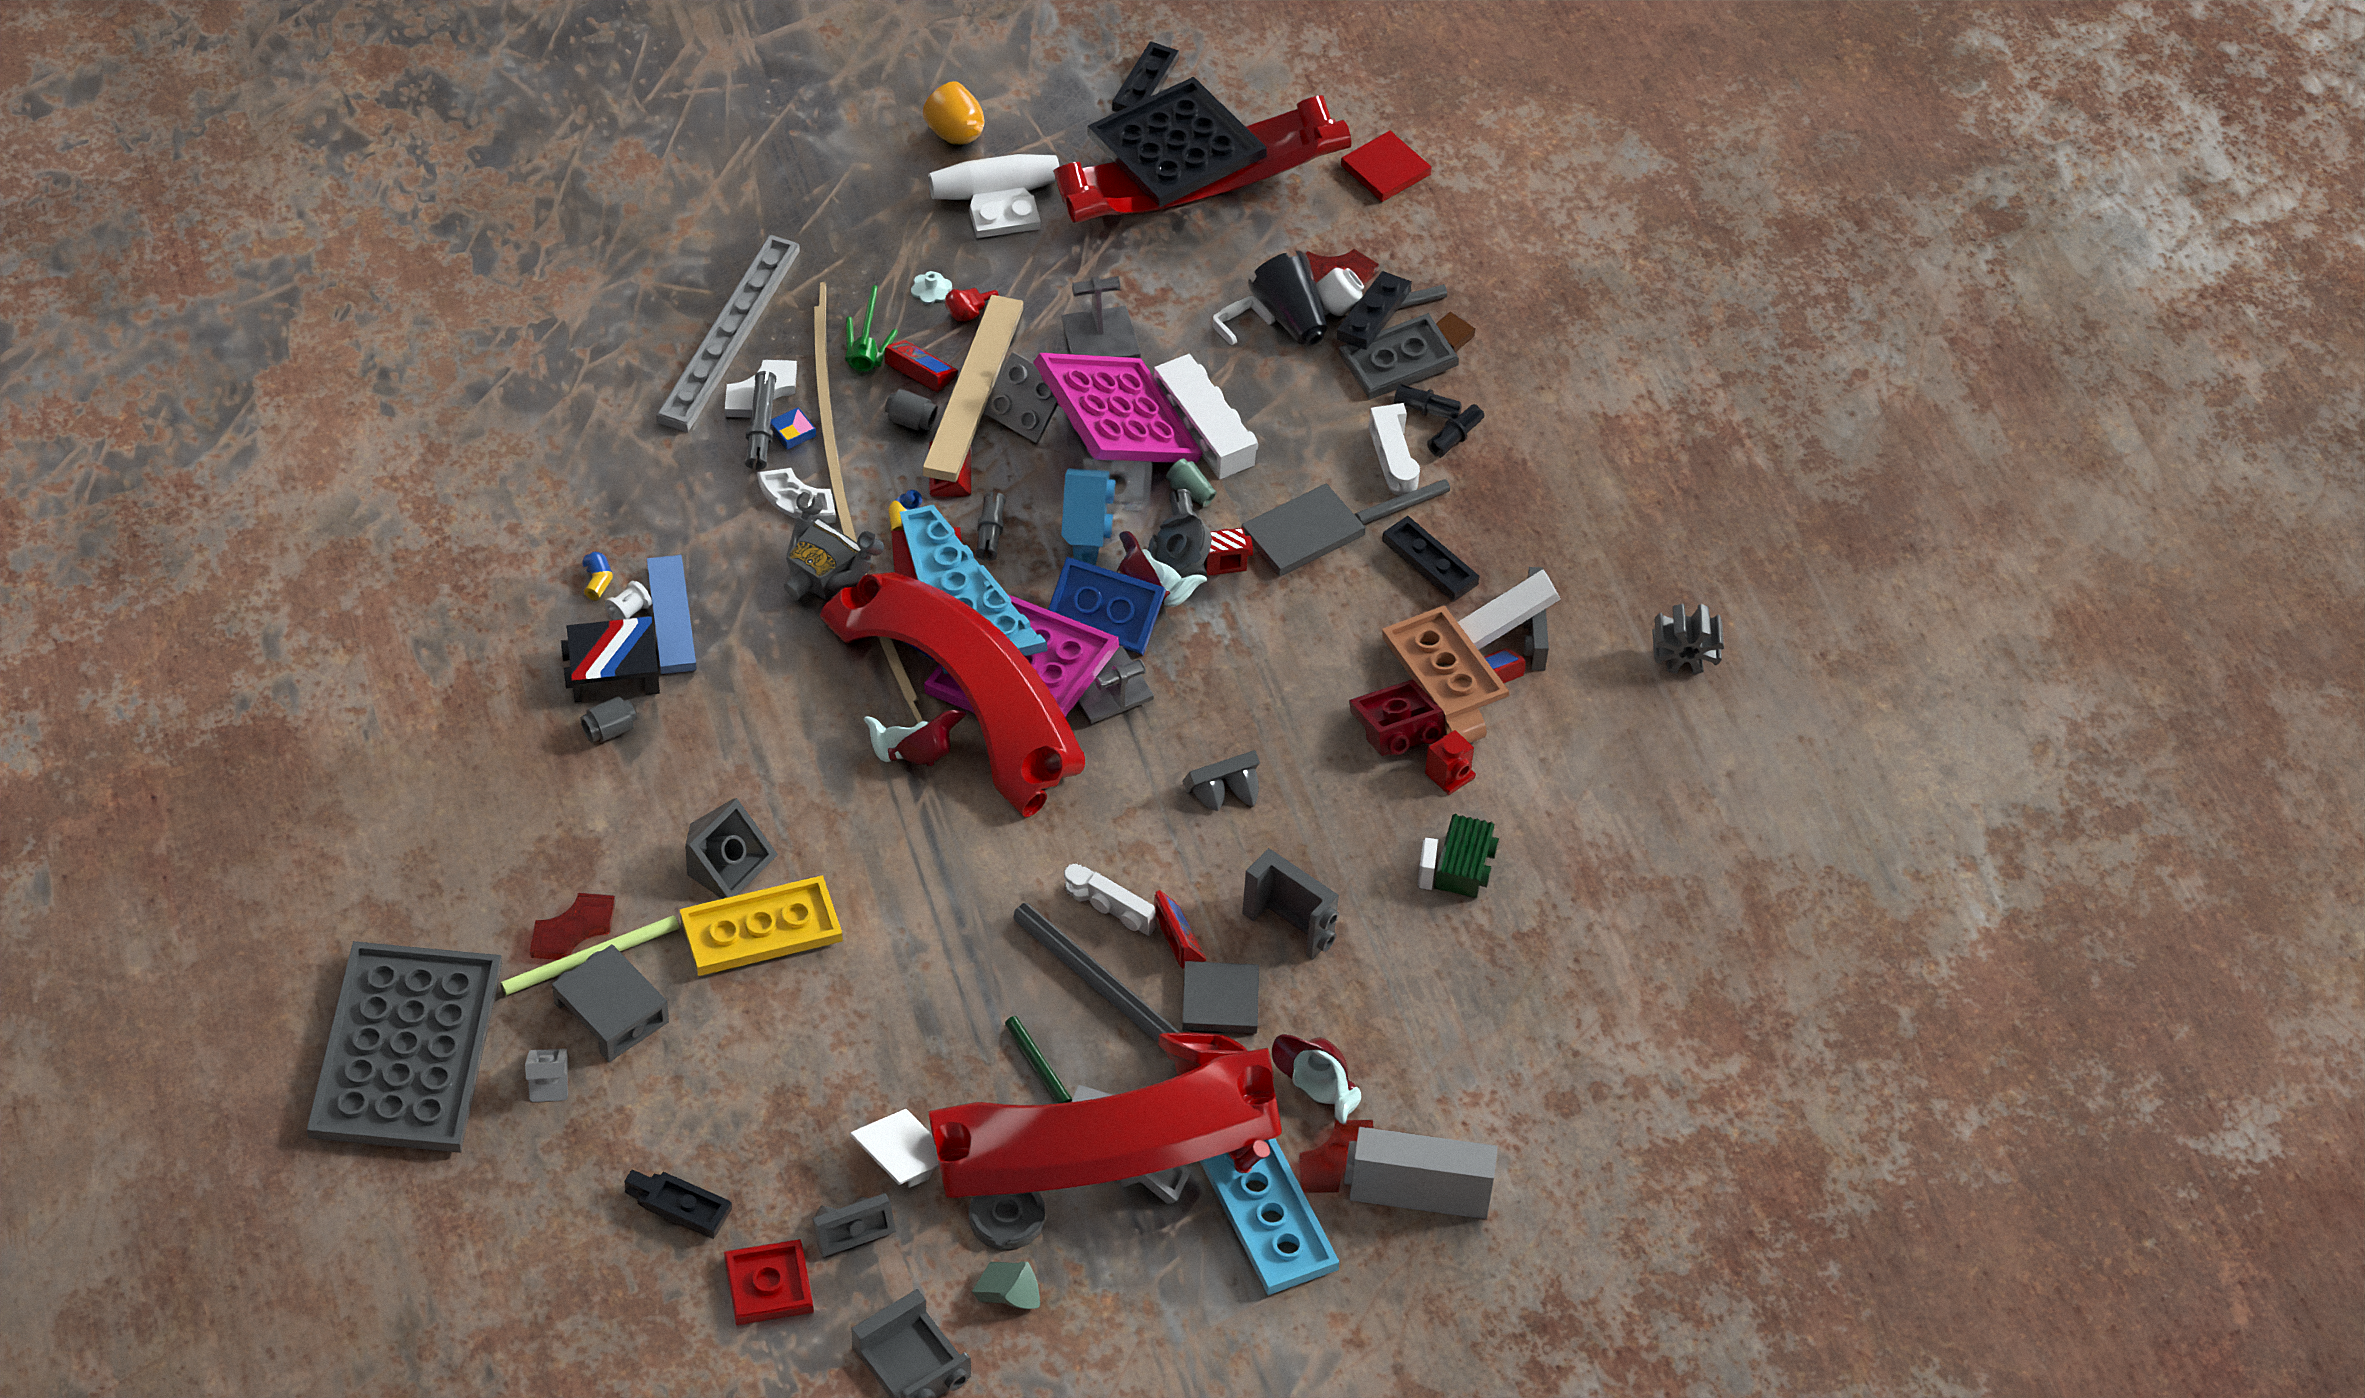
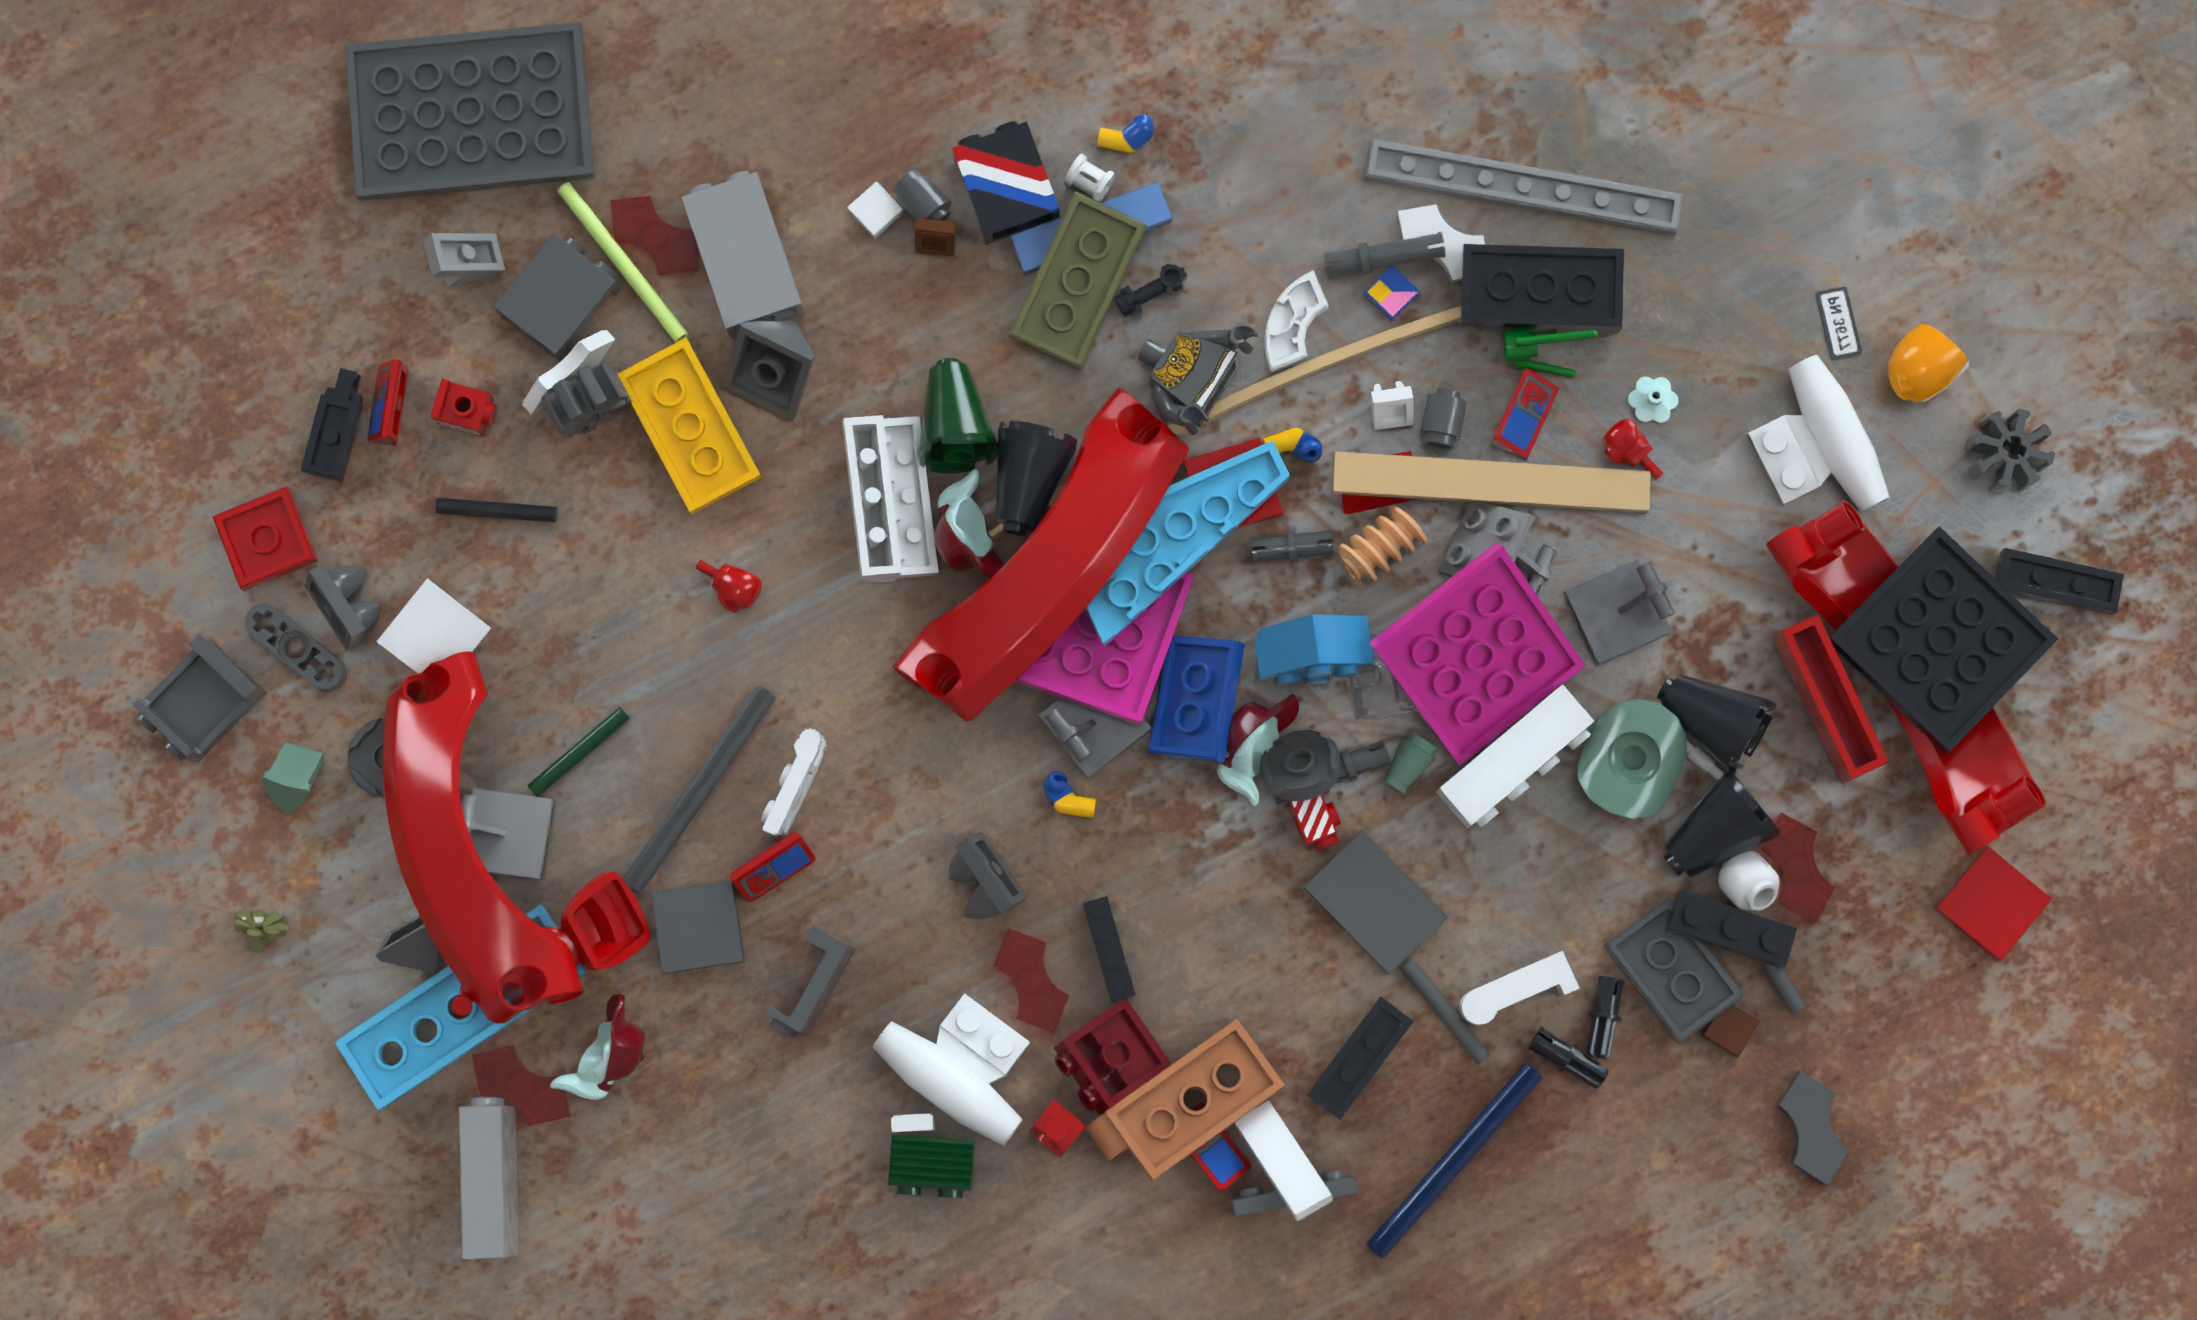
camera: 85 degrees right, 30 degrees up
(604, 760) = (875, 210): none -> white tile
(613, 856) = (742, 252): none -> light grey brick
(645, 716) = (935, 237): none -> reddish brown tile
(660, 1152) = (388, 403): none -> red slope
(684, 1001) = (585, 353): none -> white tile
(692, 1094) = (447, 405): none -> red brick
(716, 626) = (1077, 280): none -> olive tile
(717, 984) = (586, 400): none -> dark grey gear
(735, 567) = (1170, 282): none -> black bar
(794, 1090) = (496, 510): none -> black bar
(815, 724) = (954, 421): none -> dark green cone
(822, 323) = (1543, 287): none -> black hinge
(871, 785) = (889, 498): none -> white brick
(875, 1286) = (266, 638): none -> dark grey beam
(878, 676) = (1028, 473): none -> black cone
(890, 440) = (1392, 407): none -> white tile
(901, 169) = (1839, 322): none -> clear sticker
(917, 915) = (735, 586): none -> red piece
(1008, 466) = (1379, 545): none -> light nougat piece
(1036, 86) = (2021, 446): none -> dark grey gear
(1147, 1337) = (259, 928): none -> olive plant
(1162, 719) = (1063, 798): none -> arm
(1187, 1200) = (411, 947): none -> dark grey slope
(1205, 283) = (1718, 717): none -> black cone
(1206, 217) = (1830, 699): none -> red brick
(1222, 340) = (1633, 758): none -> sand green hat
(1304, 708) = (1109, 949): none -> black piece
(1305, 770) = (1023, 962): none -> clear red tile
(1384, 823) = (958, 1070): none -> white plate
(1526, 517) = (1454, 1160): none -> dark blue axle
(1554, 299) = (1808, 1109): none -> dark grey tile

